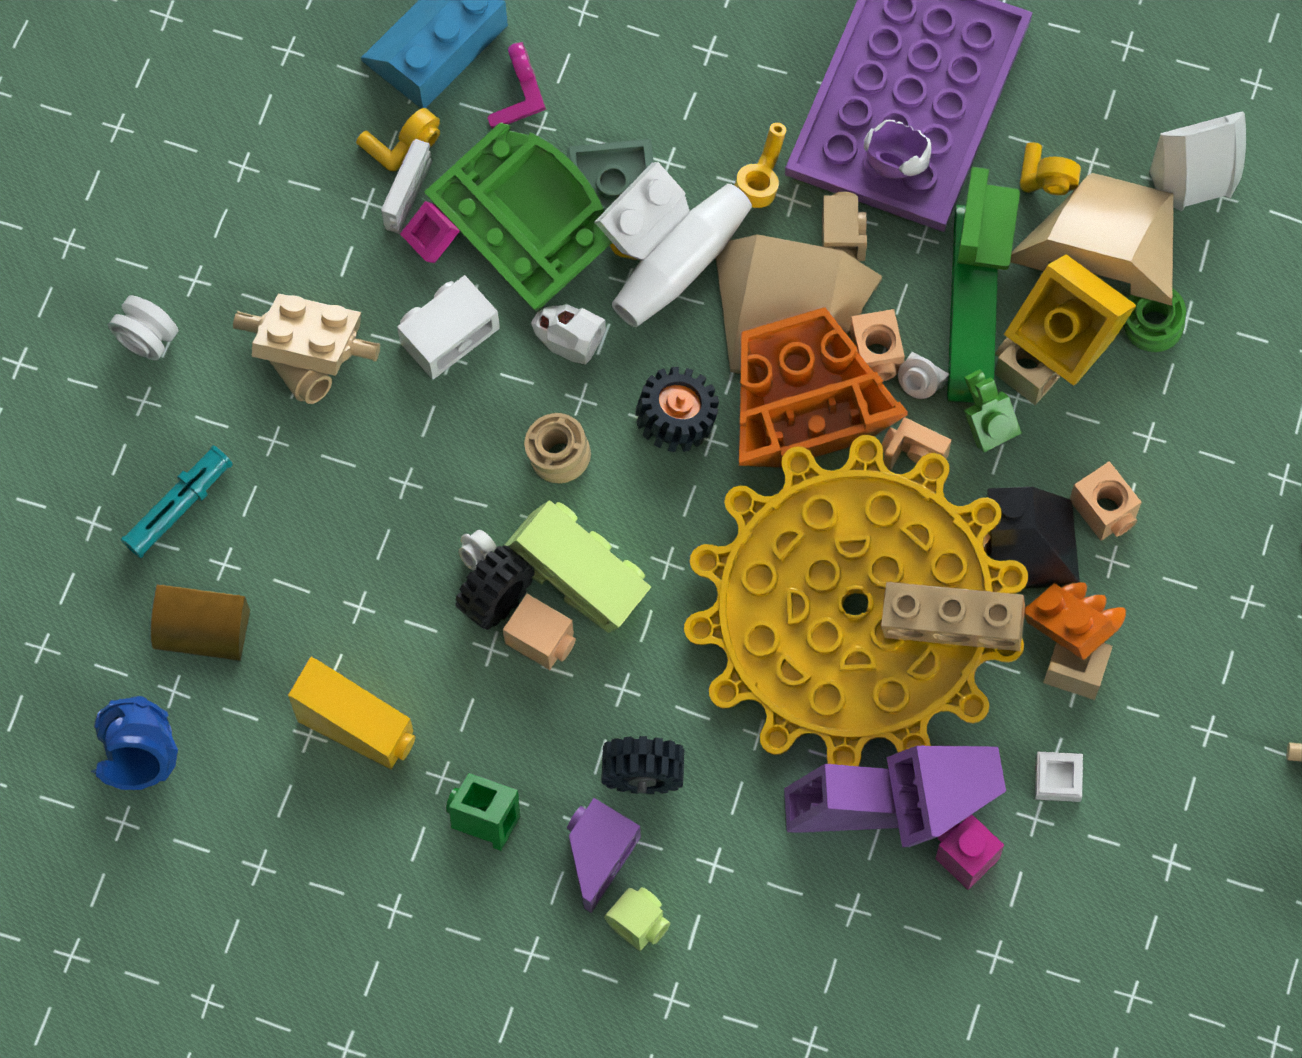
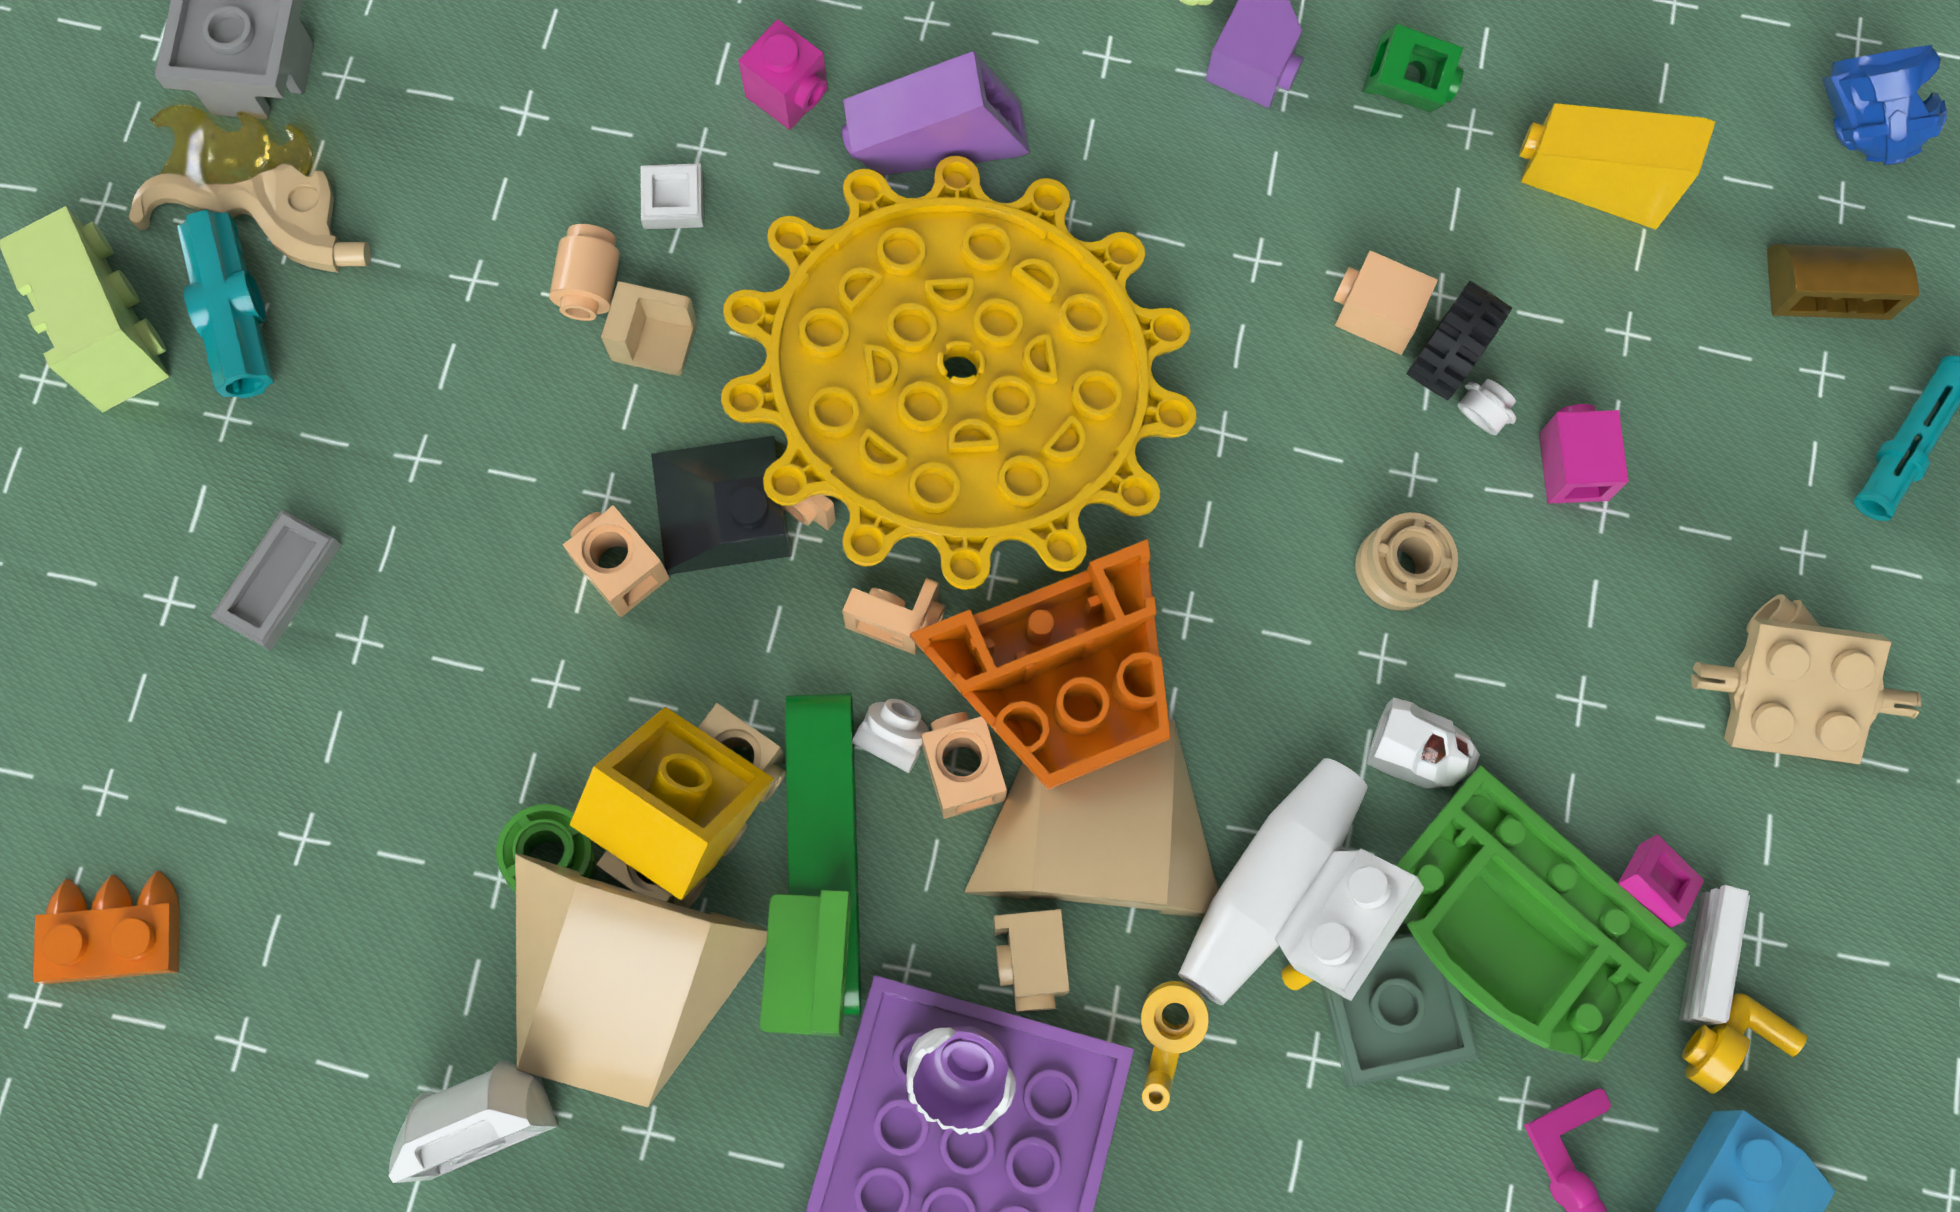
camera: 170 degrees right, 5 degrees up
(419, 508) = (1583, 455): none -> dark pink brick
(448, 326) = (1602, 731): white brick -> none
(579, 565) = (1357, 387): yellowish green wedge -> none
(642, 765) = (1220, 128): black wheel -> none
(677, 409) = (1245, 633): black wheel -> none
(942, 787) = (821, 119): medium lavender slope -> none
(953, 616) = (822, 316): tan brick -> none
(992, 416) = (787, 667): bright green plate -> none
(1052, 174) = (704, 1066): yellow plate -> none
(1074, 620) = (656, 380): orange plate -> none
(1124, 712) = (585, 272): none -> light nougat brick

